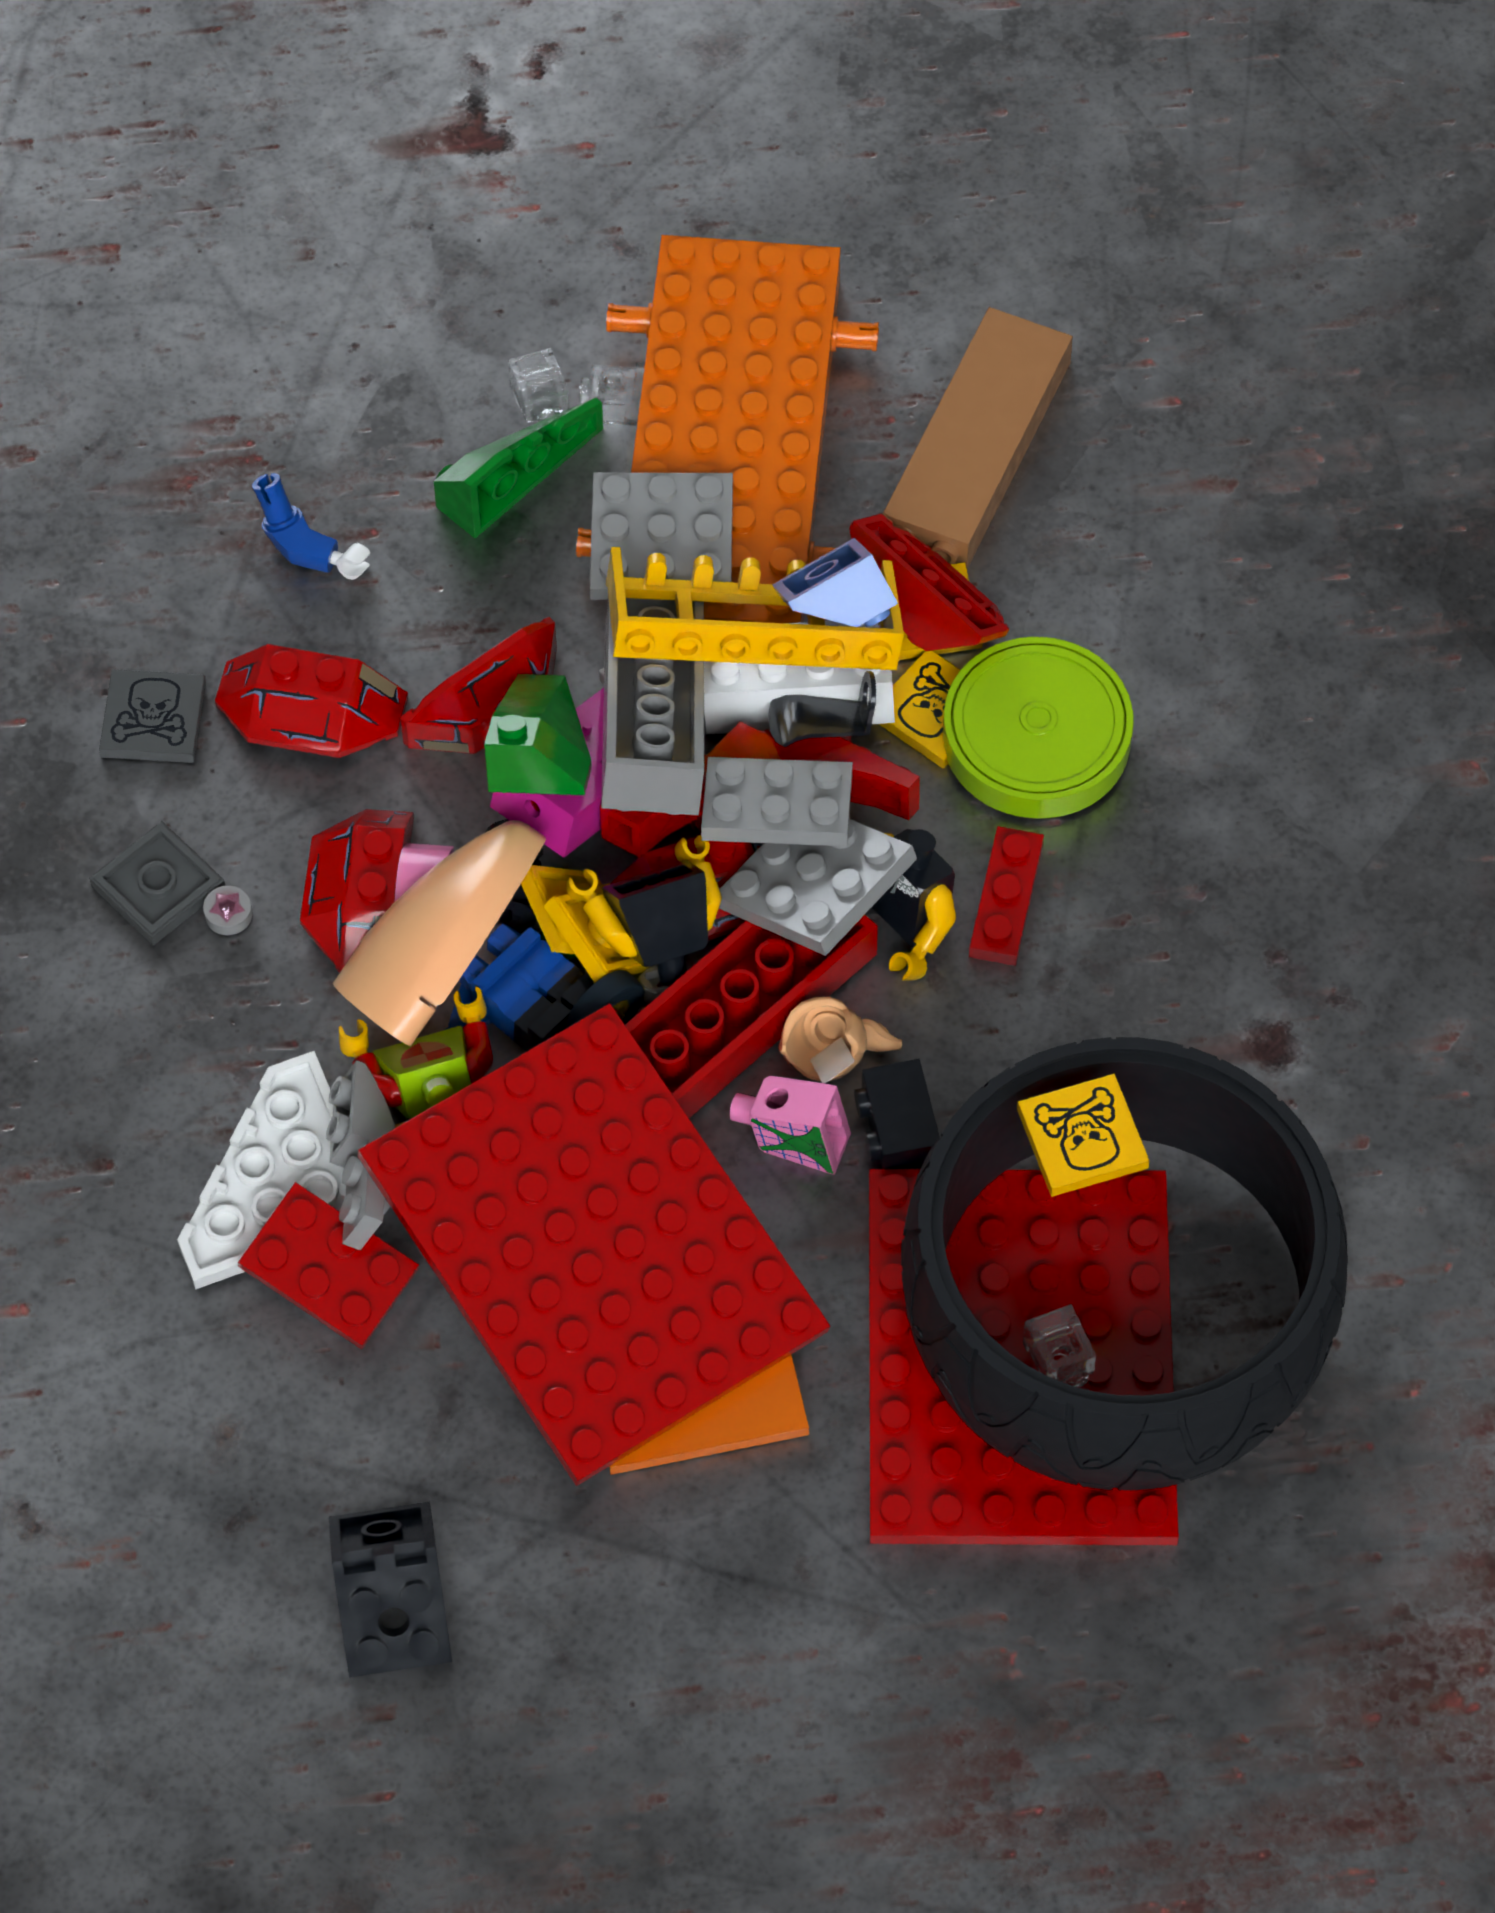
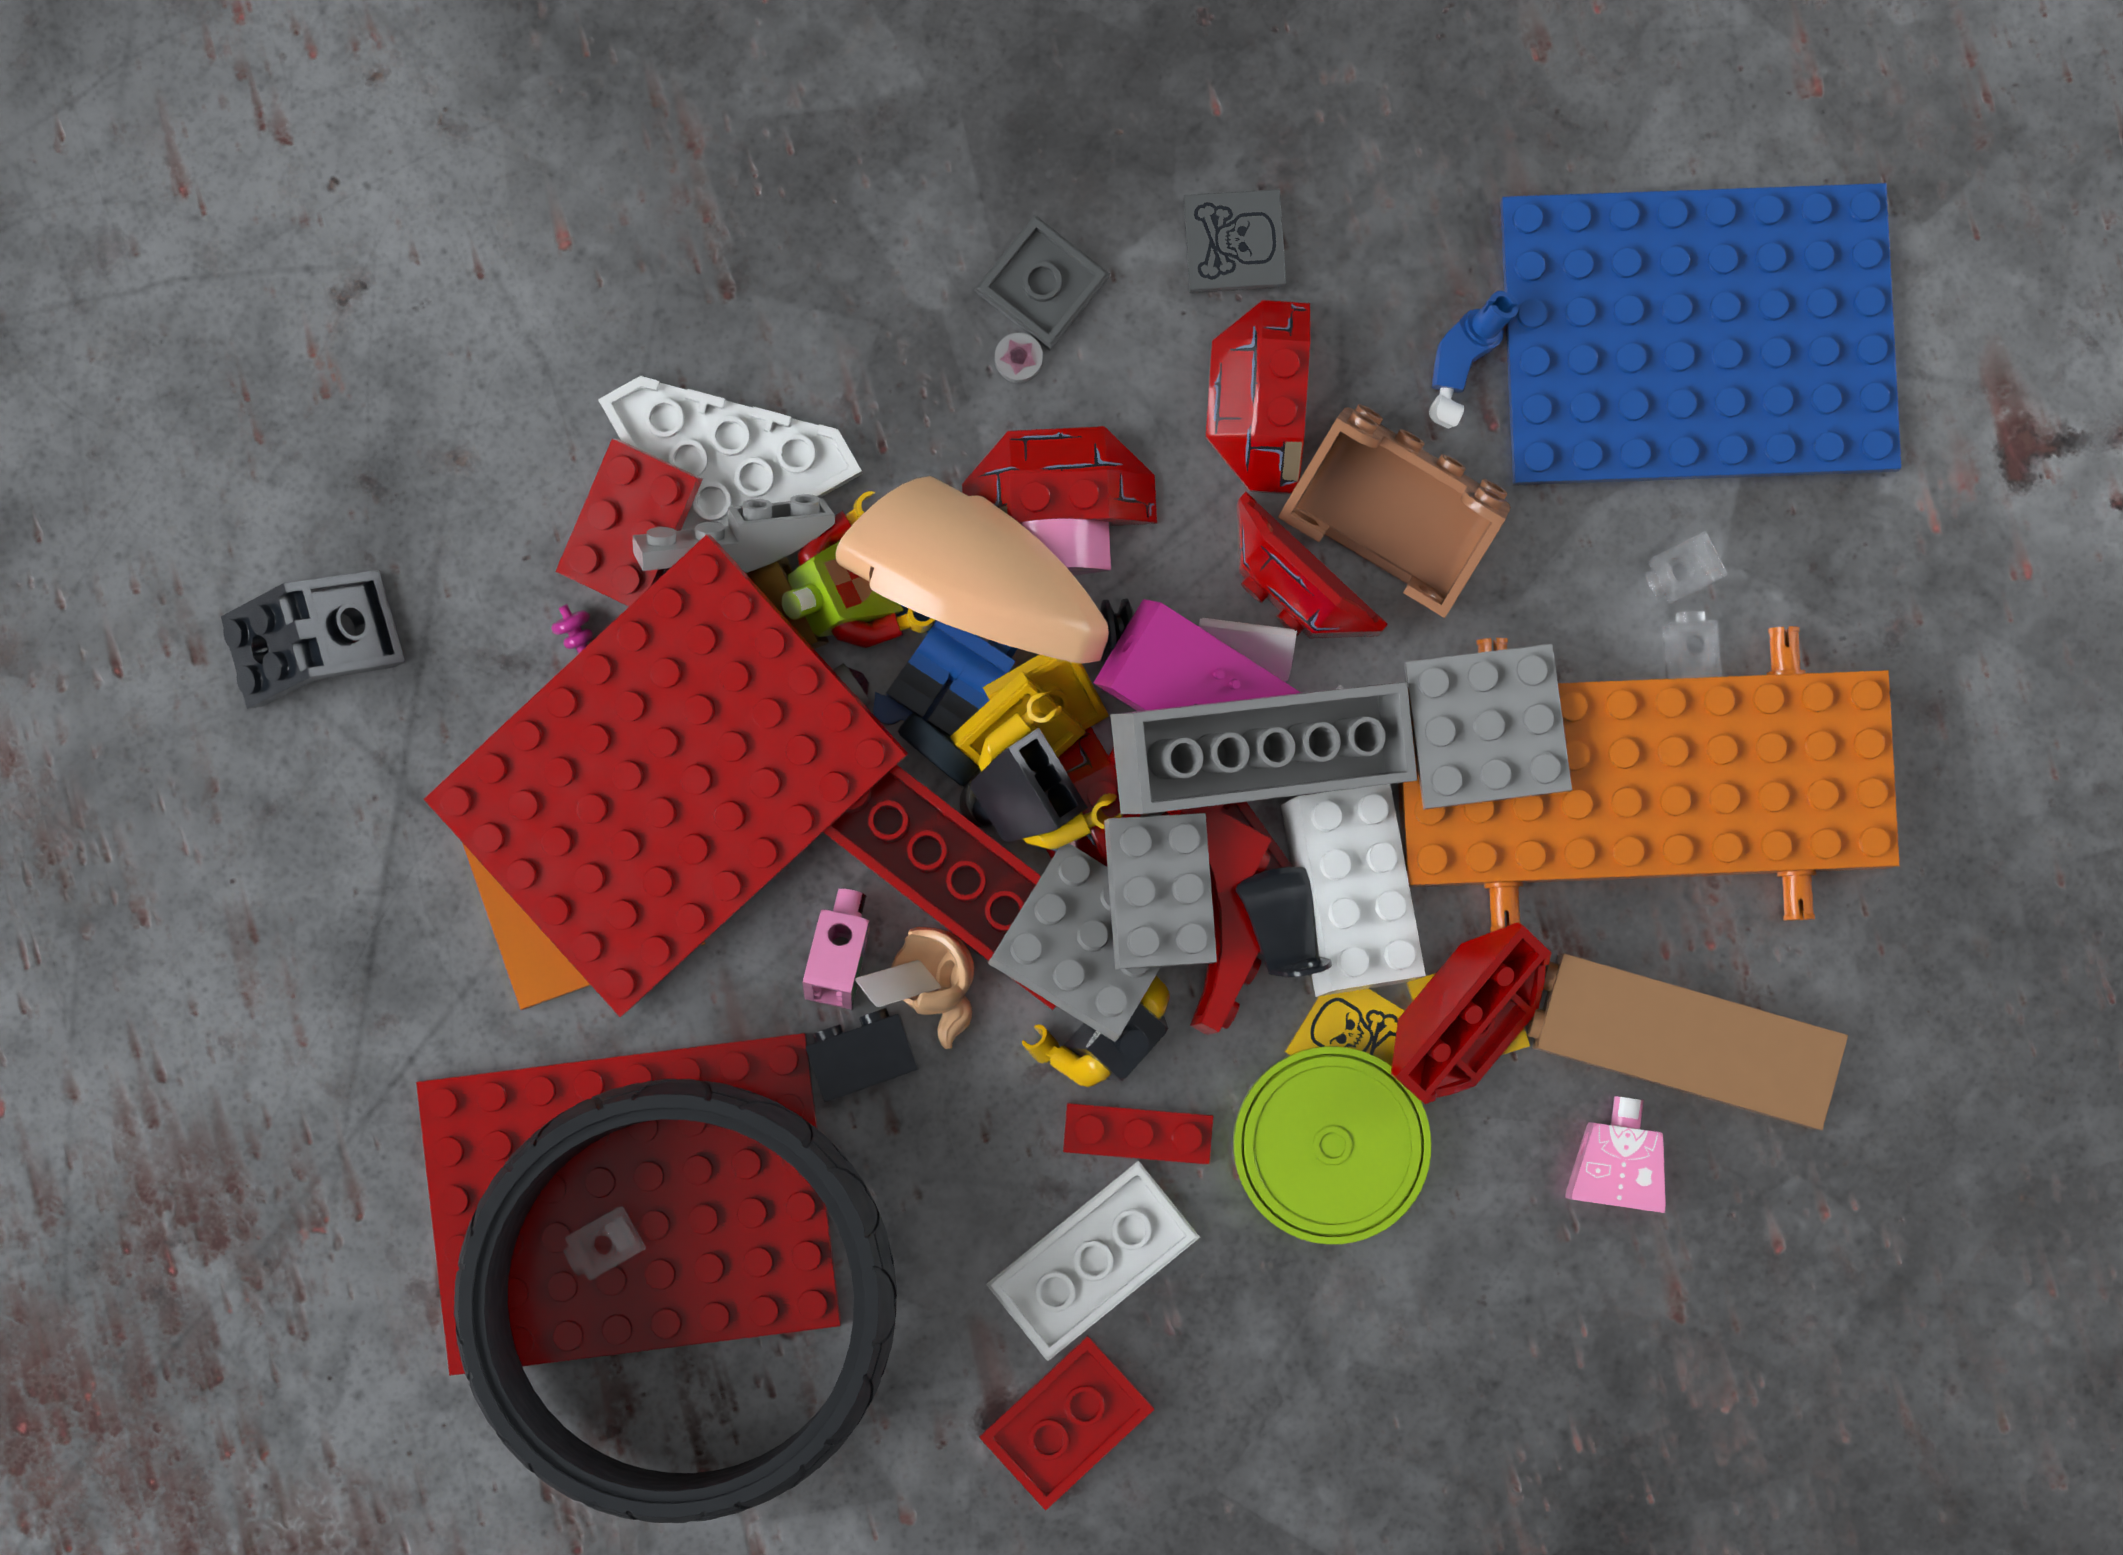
camera: 80 degrees right, 25 degrees up
(321, 358) = (1700, 334): none -> blue plate
(433, 1334) = (571, 624): none -> dark pink hair
(442, 599) = (1398, 506): none -> nougat windscreen
(503, 472) = (1568, 542): green wedge -> none
(537, 740) = (1199, 636): green wedge -> none
(738, 640) = (1422, 827): yellow window -> none
(840, 587) = (1407, 920): slope -> none
(1083, 502) = (1620, 1162): none -> bright pink torso
(1083, 1135) = (753, 1249): yellow tile -> none
(1125, 948) = (1092, 1260): none -> white tile
(1281, 983) = (1066, 1422): none -> red plate

